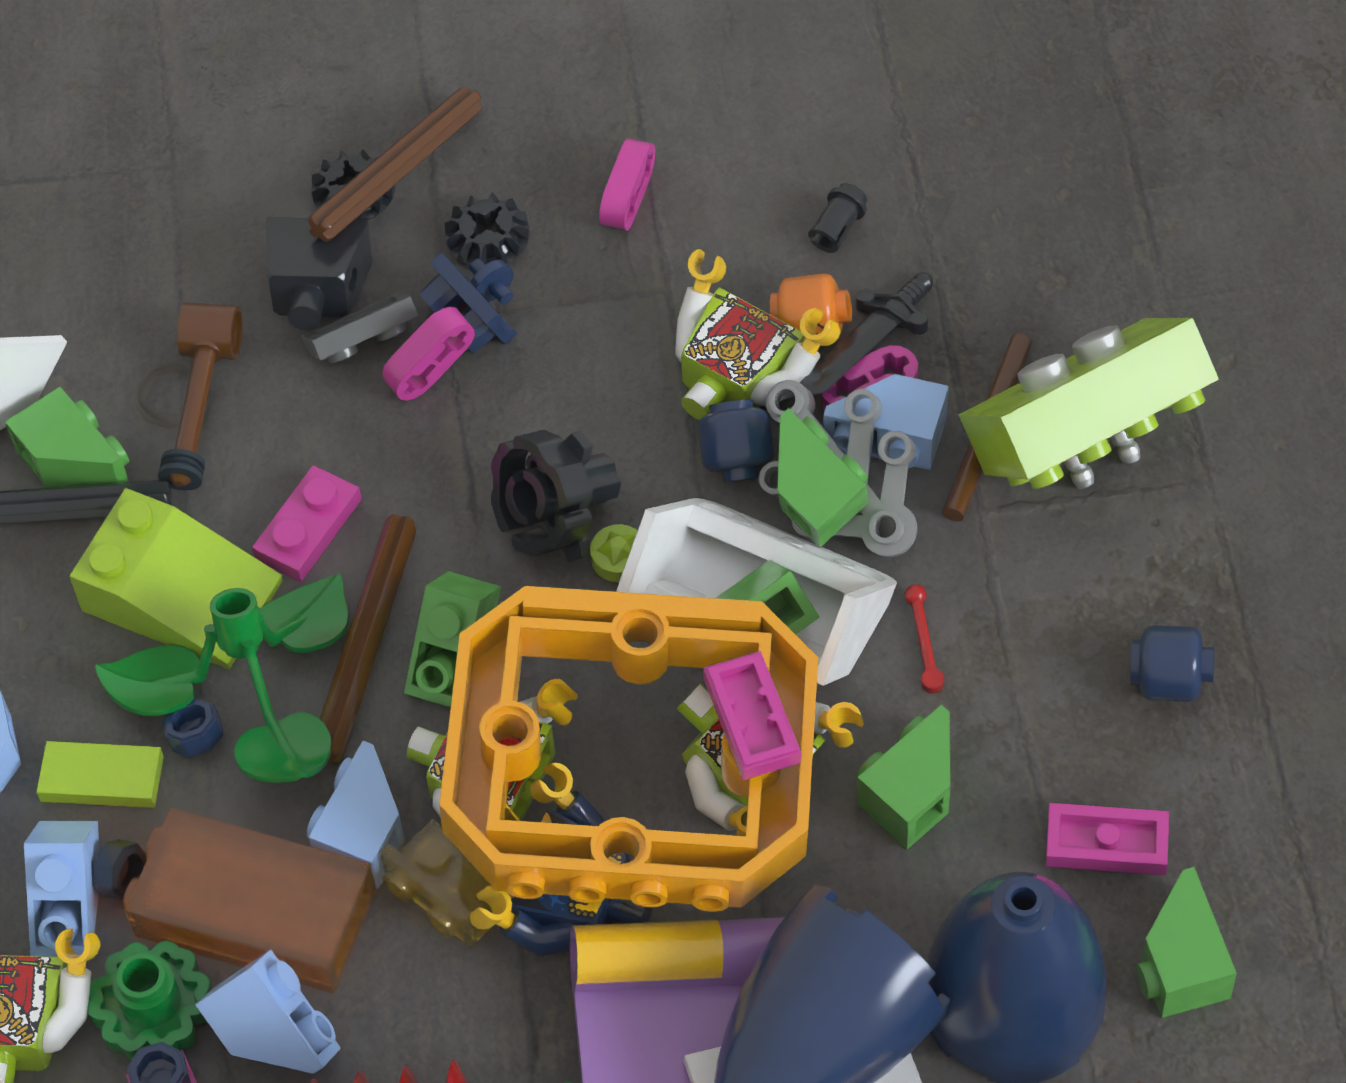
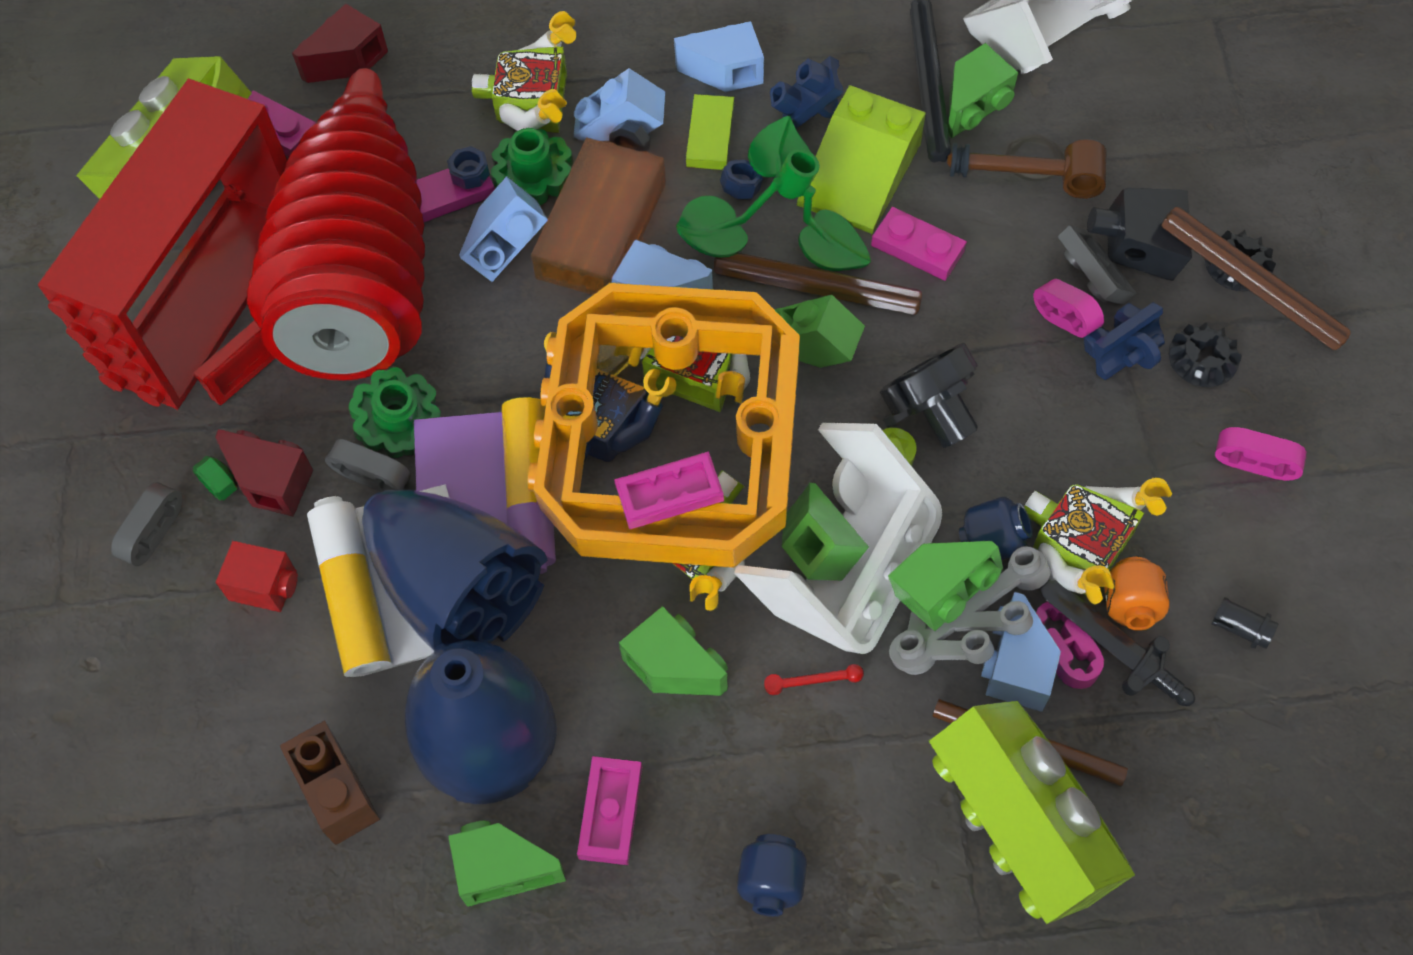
camera: 90 degrees right, 5 degrees up
(64, 634) = (812, 93): none -> dark blue hips

